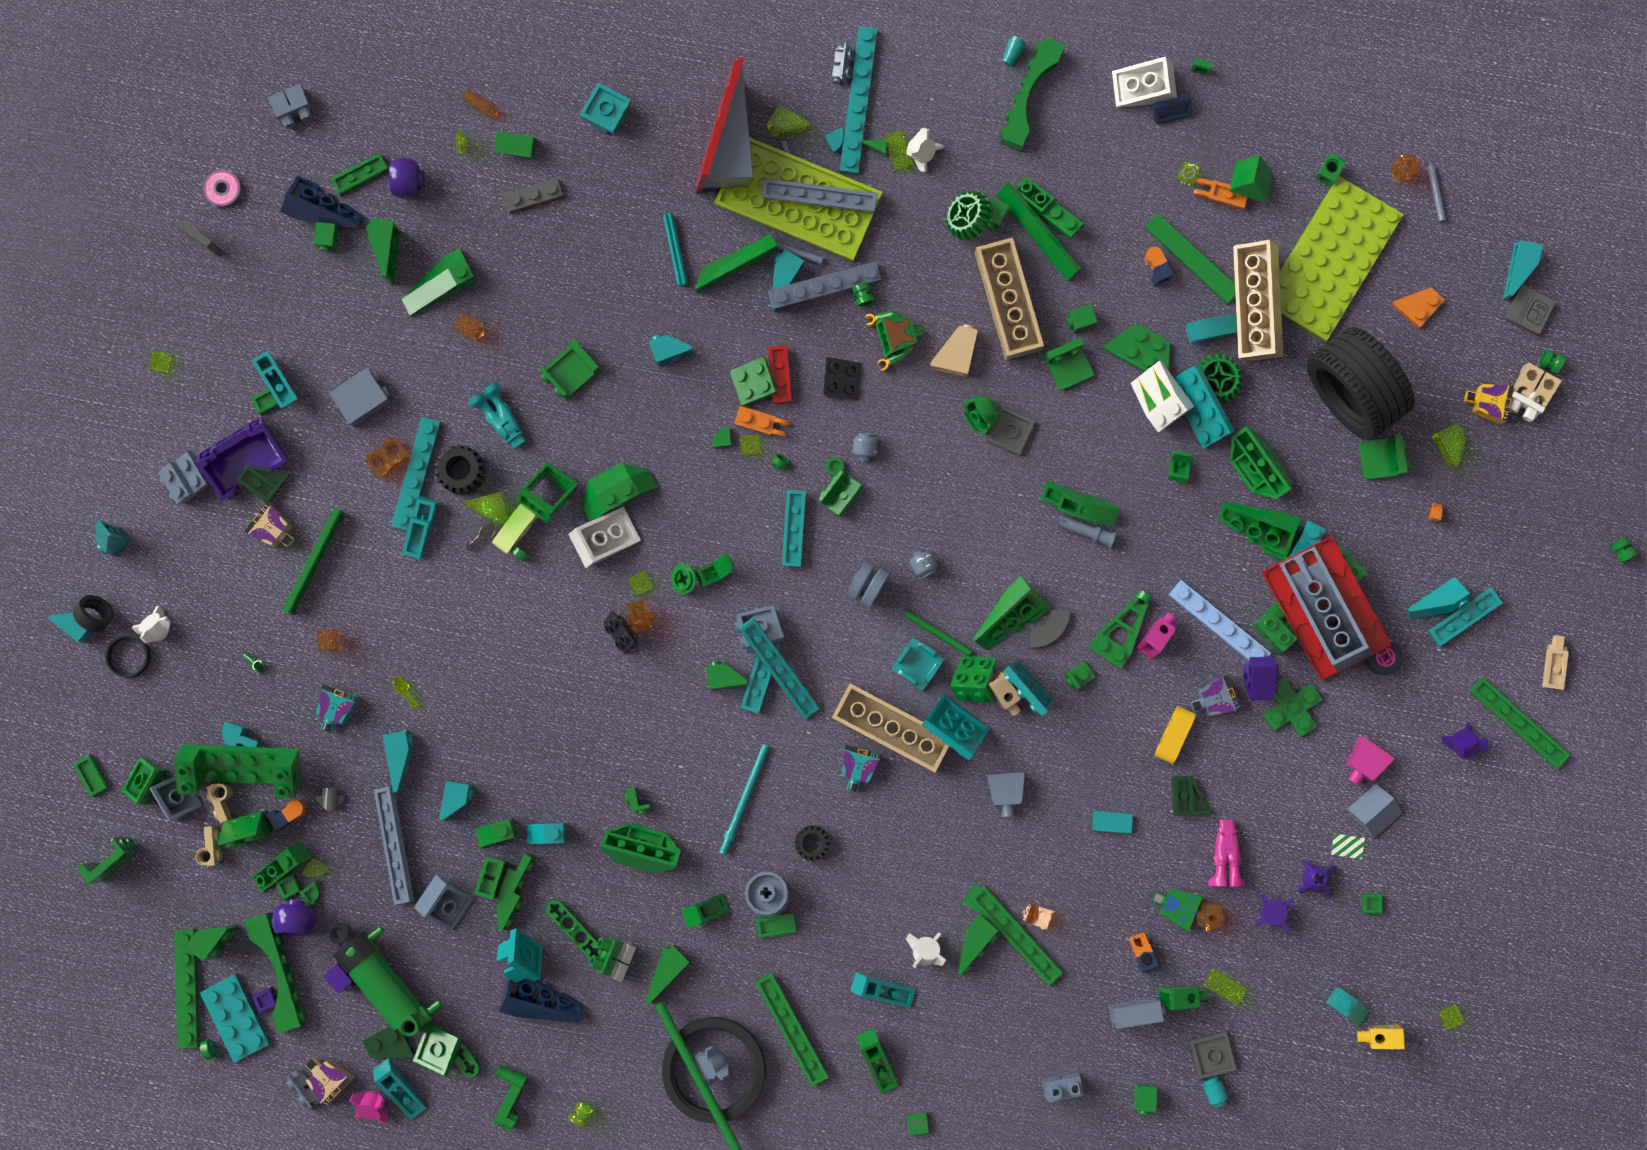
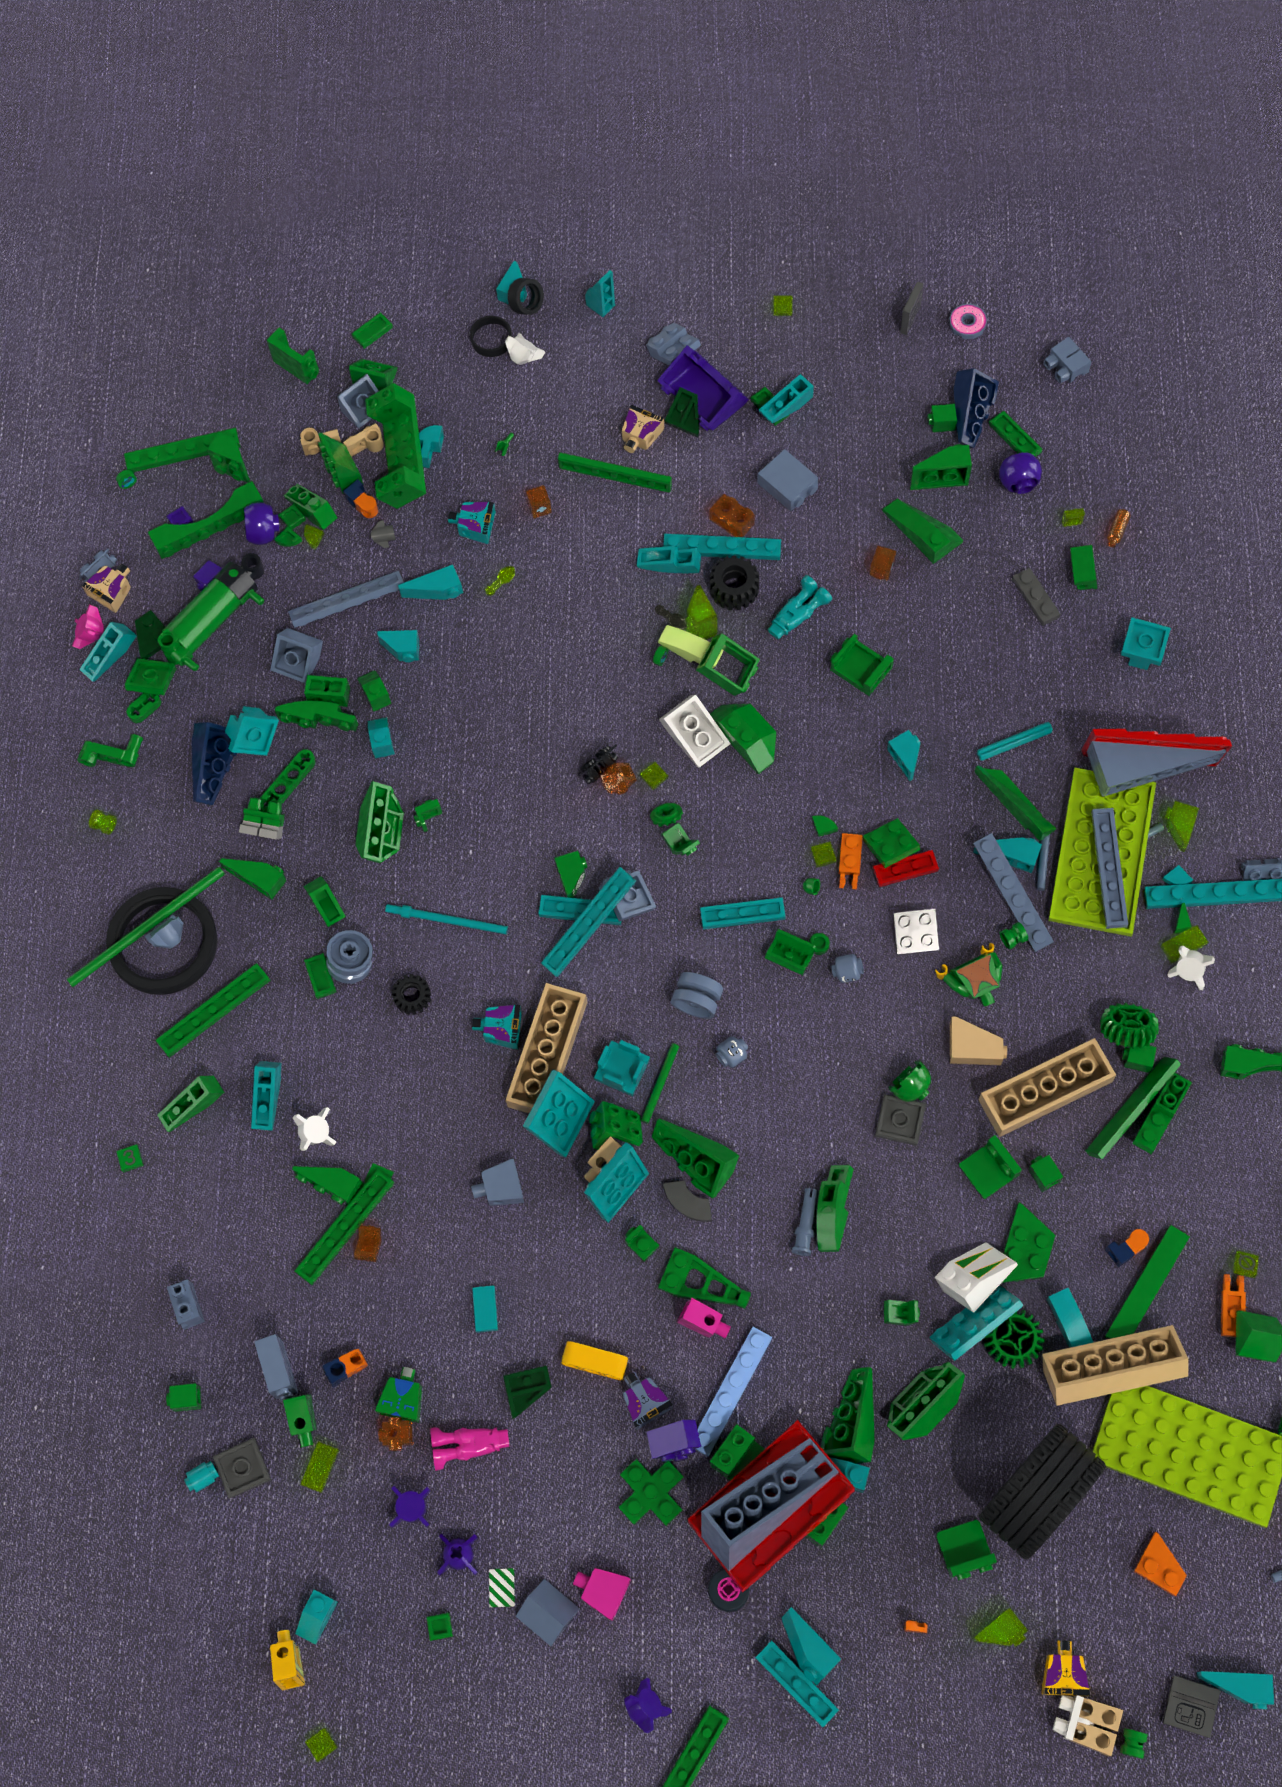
camera: 80 degrees right, 15 degrees down
(235, 1018) = (159, 497): teal plate -> none

